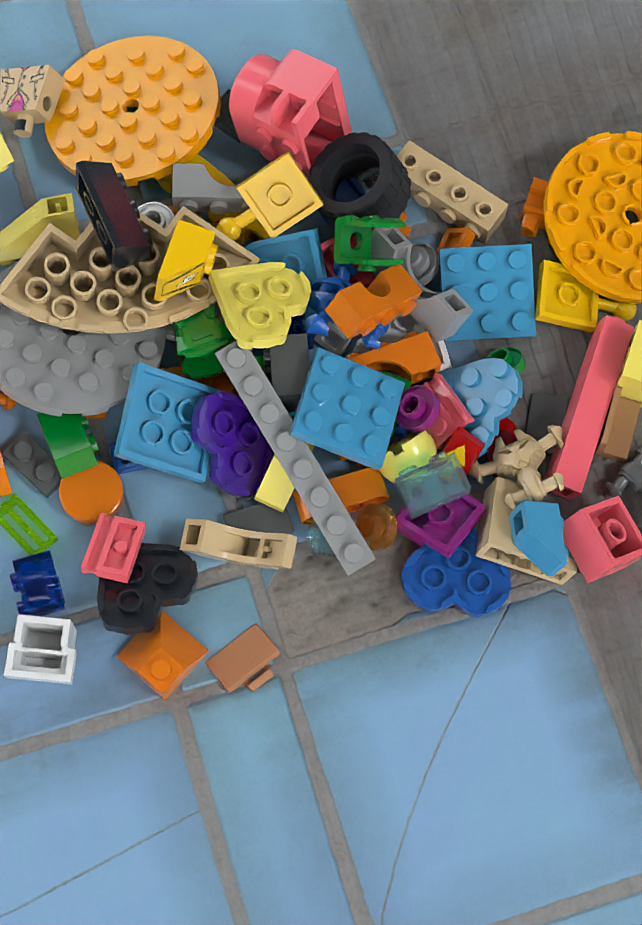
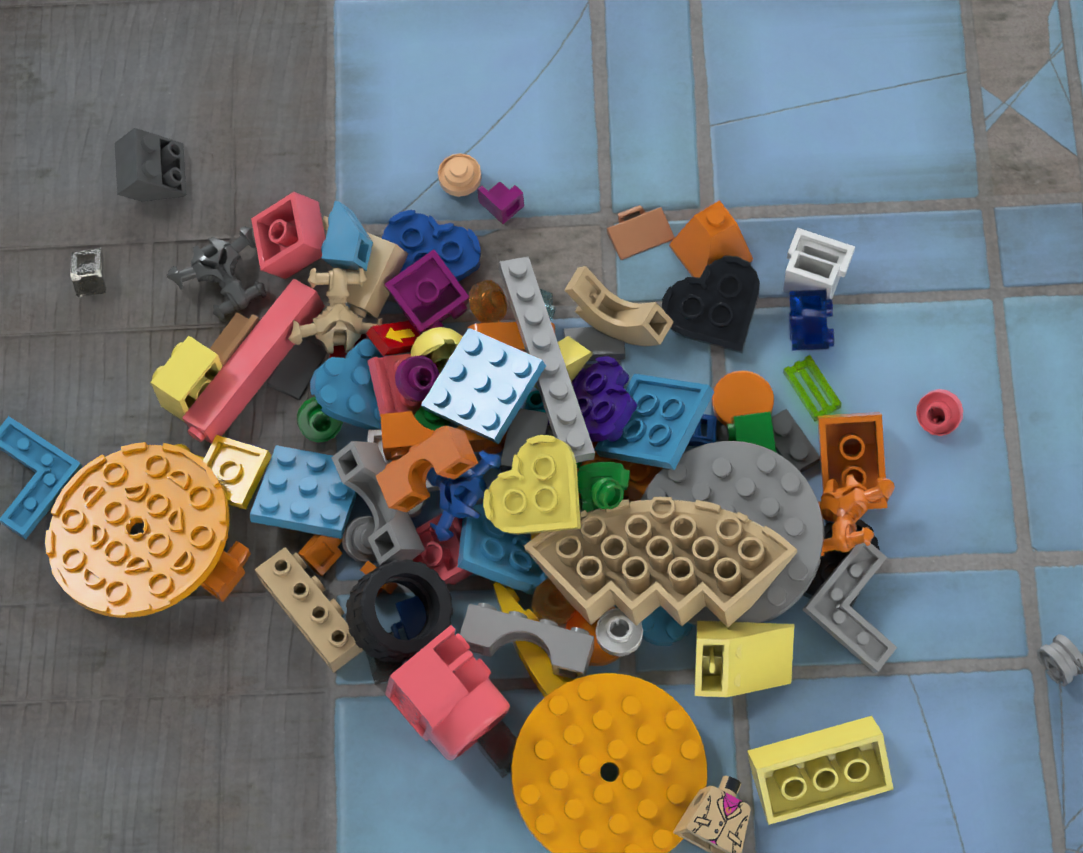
camera: 155 degrees left, 5 degrees down
(112, 214) = (658, 591): black slope -> none
(114, 547) = (732, 333): coral plate -> none
(186, 260) = (601, 528): yellow slope -> none
(193, 315) = (606, 493): none -> green plate
(276, 197) = (494, 599): yellow plate -> none
(361, 254) = (412, 522): green piece -> none
(400, 652) = (501, 201): none -> magenta panel
(432, 484) = (428, 304): clear light blue brick -> none
(453, 669) = (459, 175): none -> light nougat plate

